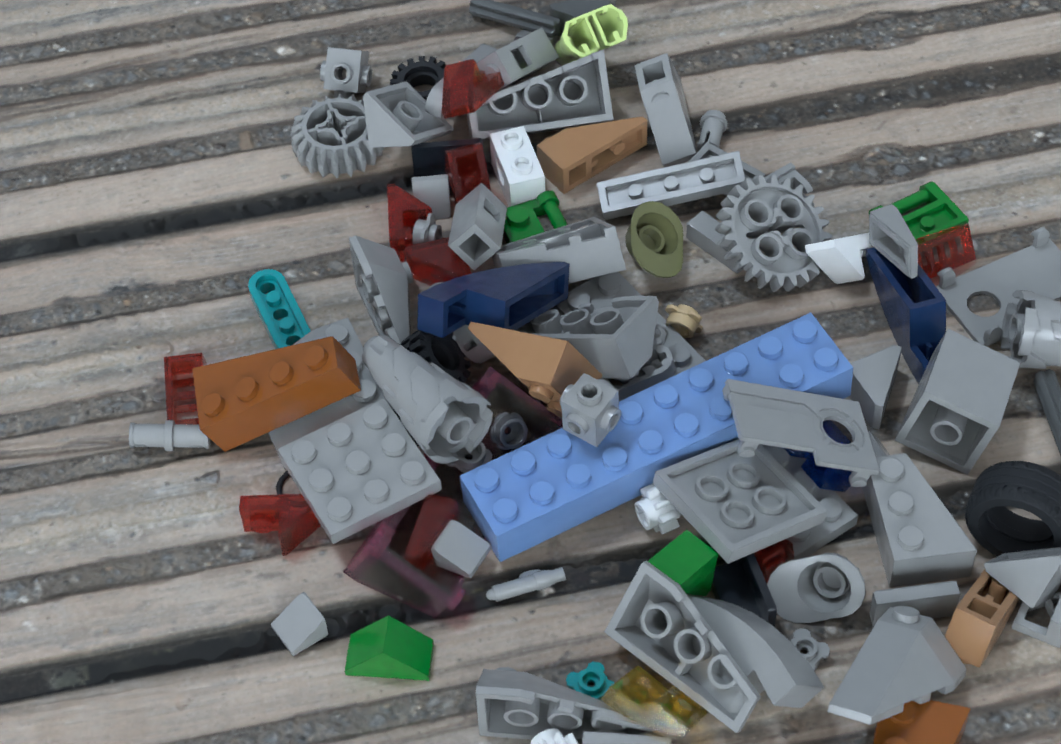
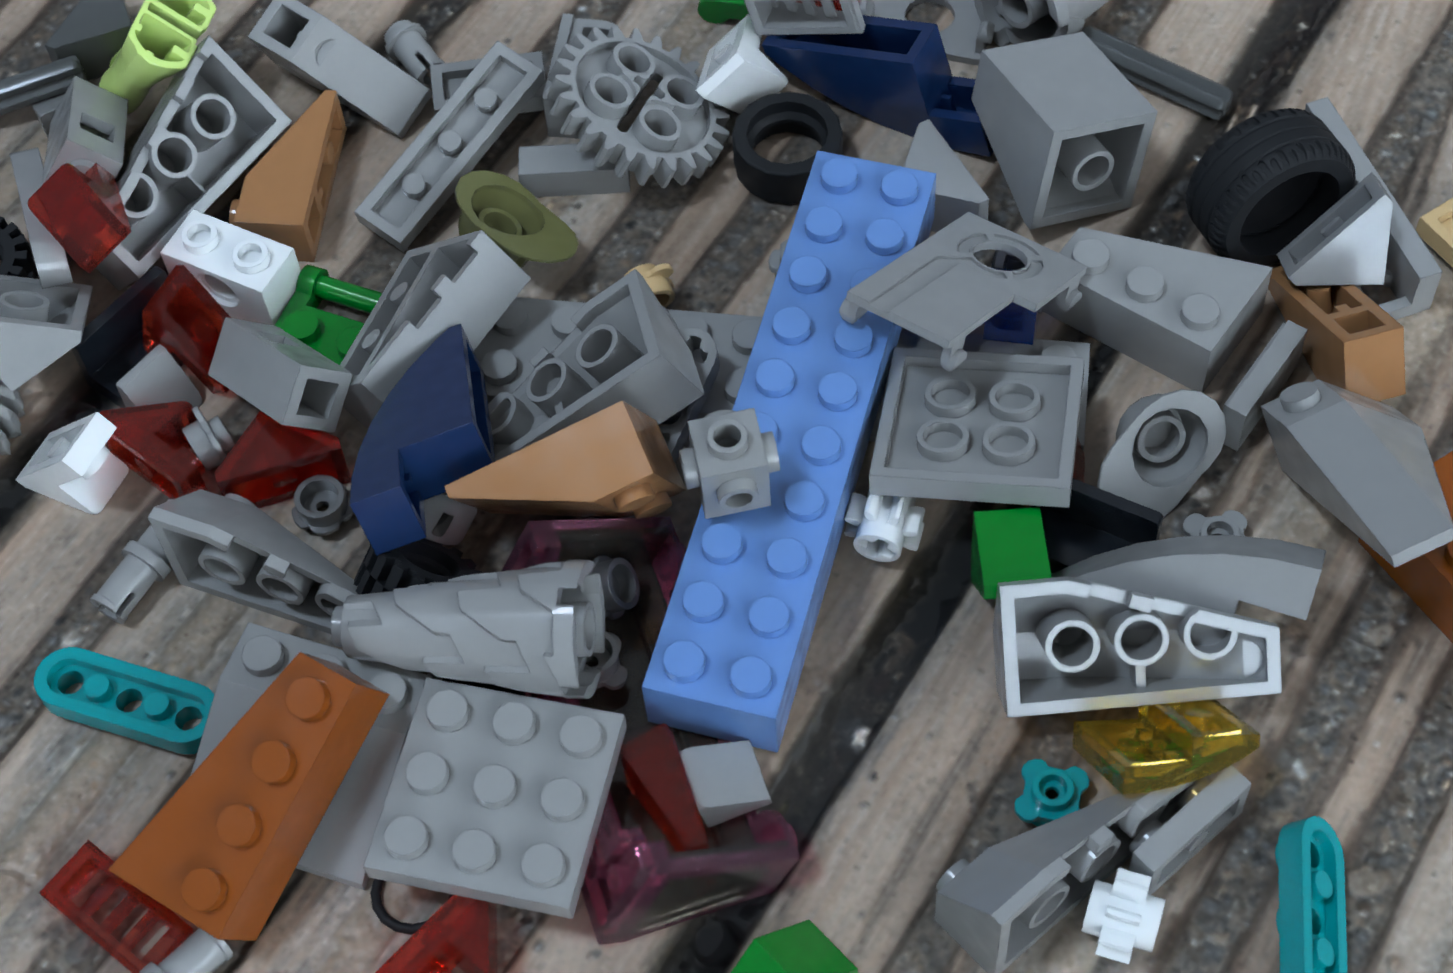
camera: 45 degrees left, 5 degrees up
(333, 267) = (141, 566): none -> light grey pin
(367, 204) = (76, 465): none -> white slope
(527, 582) = (833, 747): light grey piece -> none
(834, 288) = (777, 115): none -> black tyre

